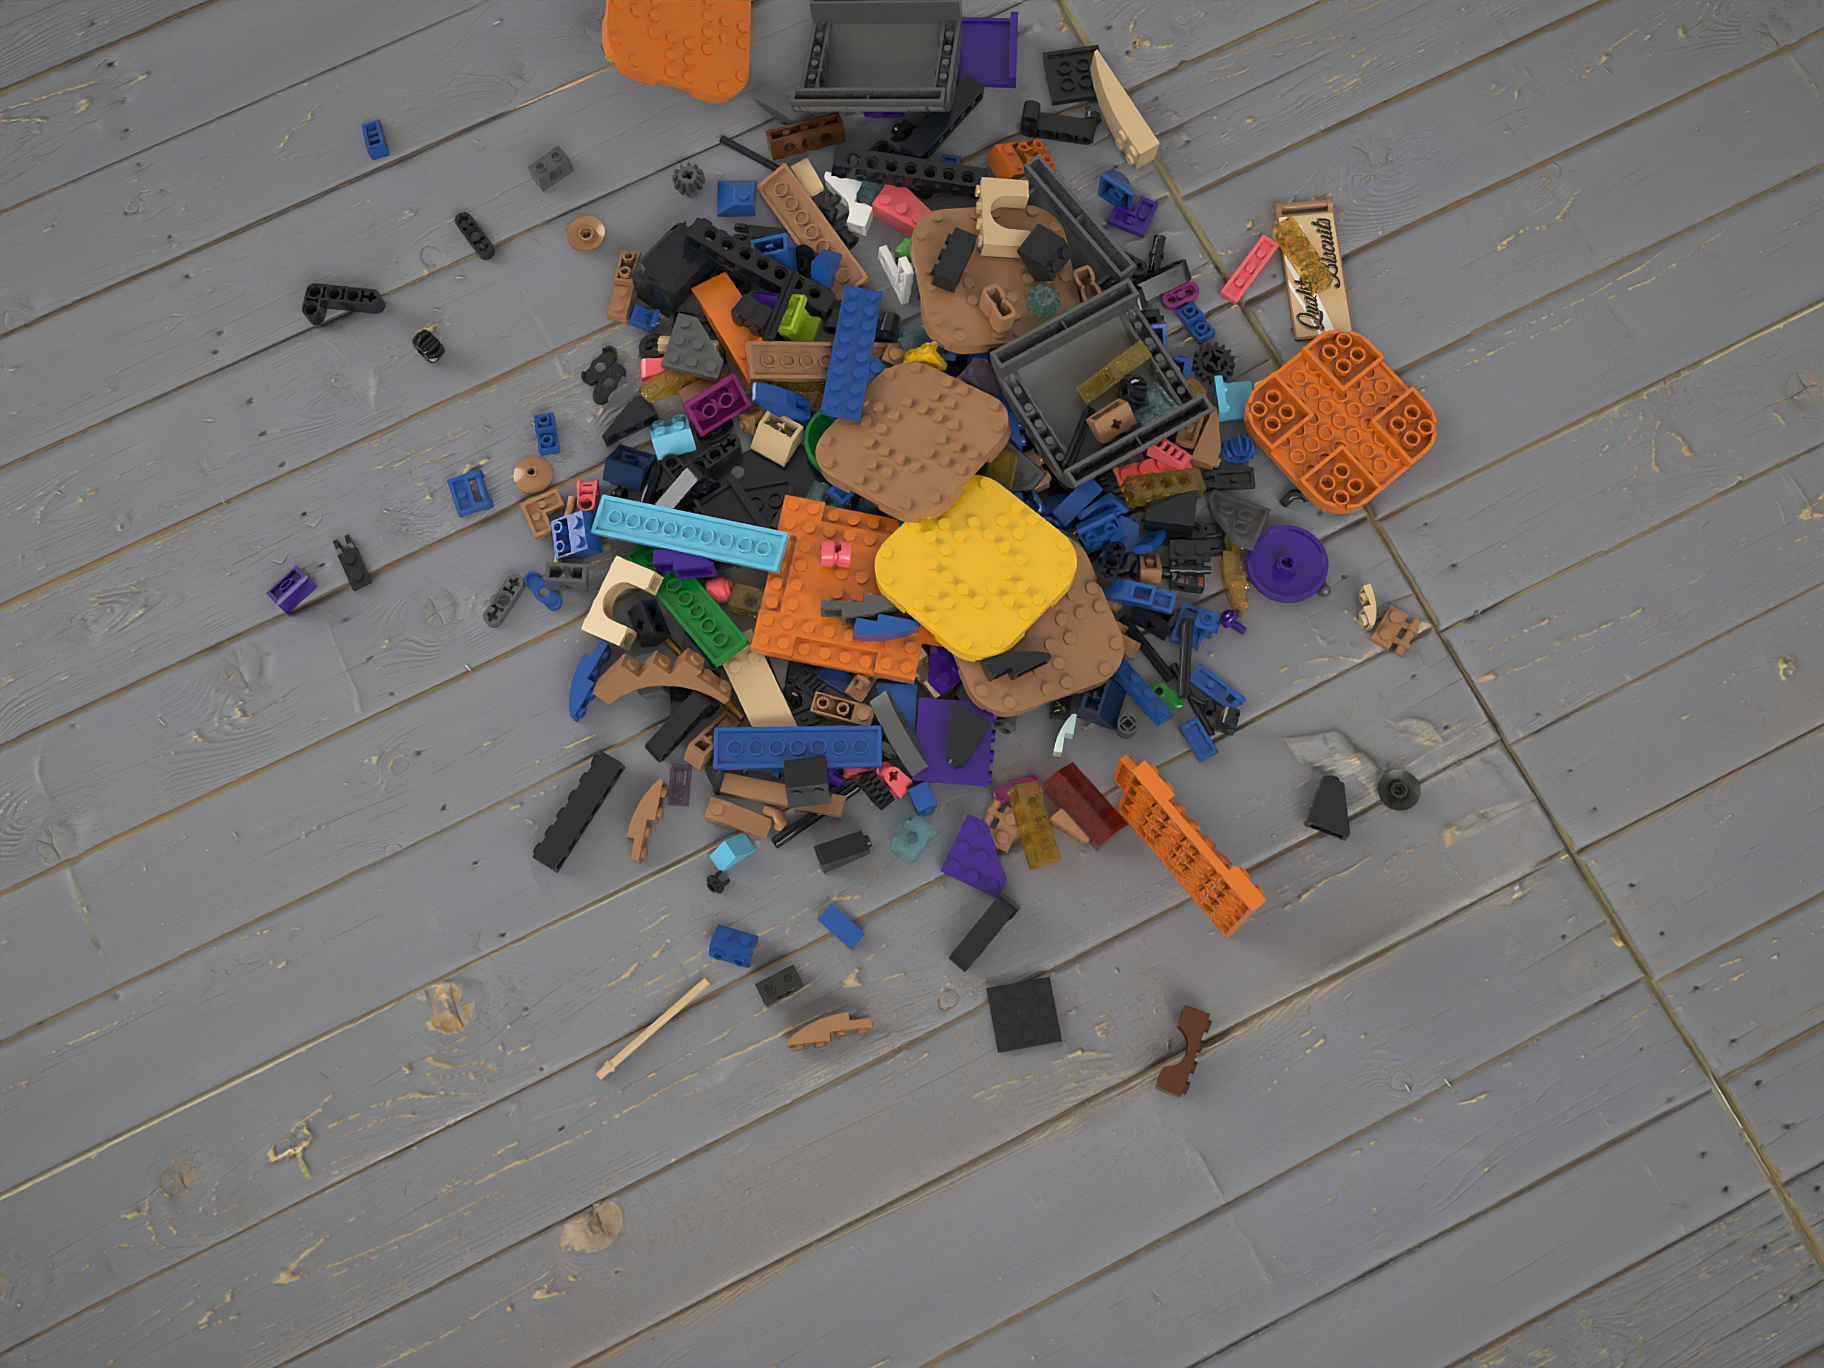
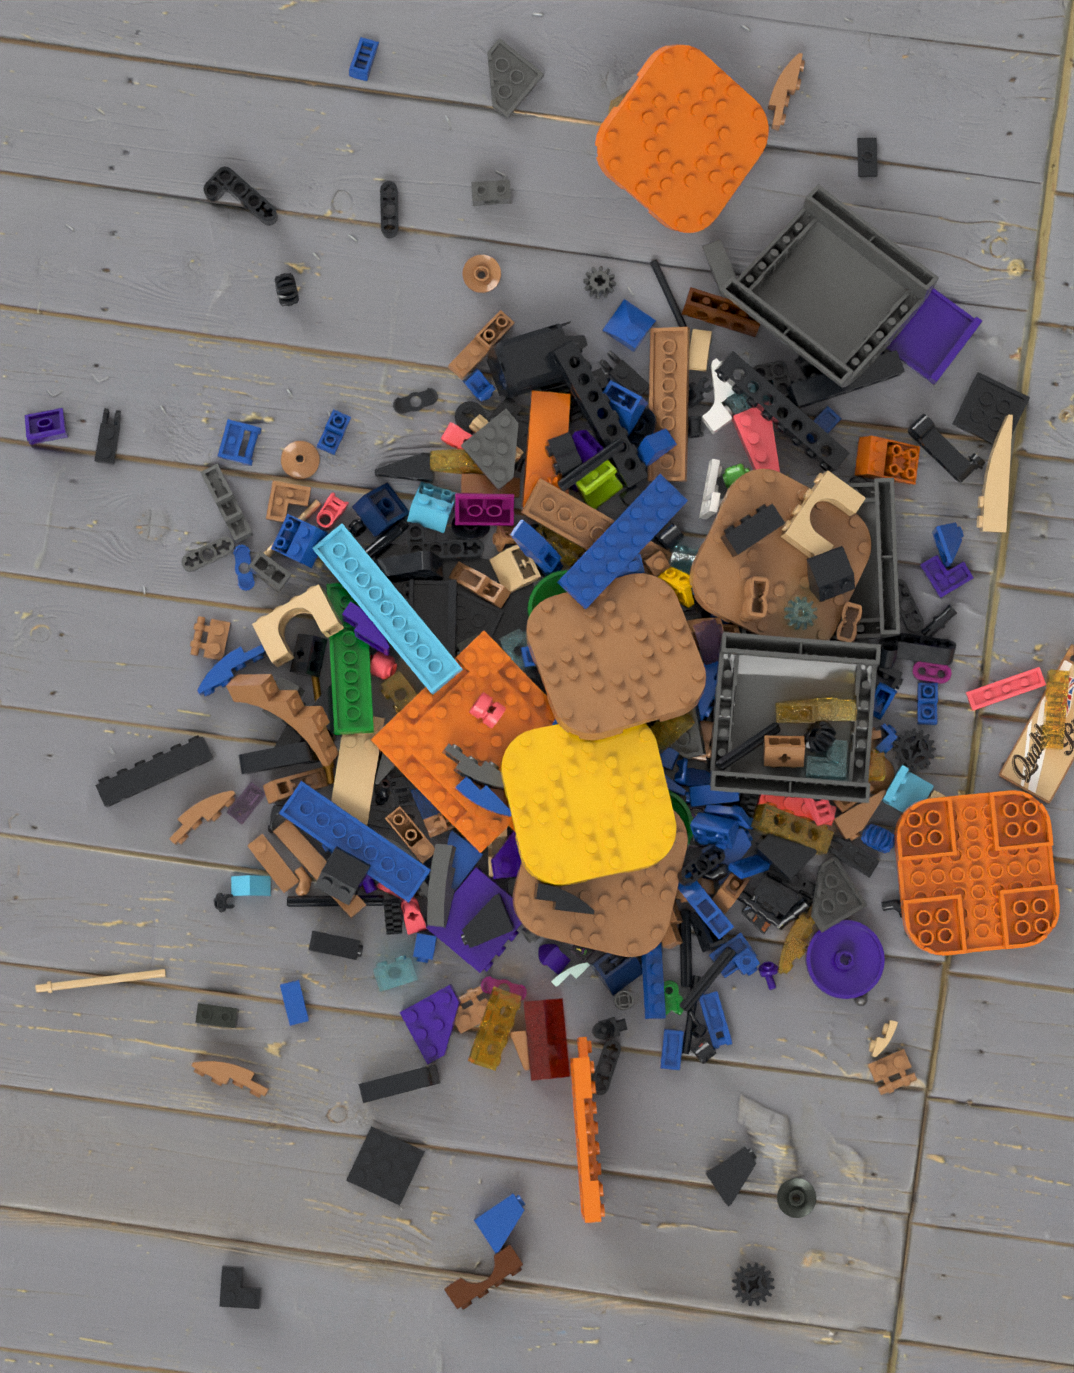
camera: 25 degrees right, 10 degrees up
(492, 548) = (226, 503): none -> dark grey slope
(506, 77) = (510, 77): none -> dark grey plate
(559, 665) = (216, 640): none -> medium nougat plate
(601, 393) = (424, 416): black piece -> none
(733, 946) = (202, 959): blue bracket -> none
(758, 470) = (480, 584): none -> medium nougat slope
(968, 1228) = (232, 1292): none -> black brick
(1040, 732) = (552, 957): none -> dark purple tile
(1136, 750) = (609, 1028): none -> black hips
(1161, 991) = (500, 1220): none -> blue slope
(1216, 552) = (794, 912): none -> black pin
(1419, 881) = (758, 1274): none -> black gear

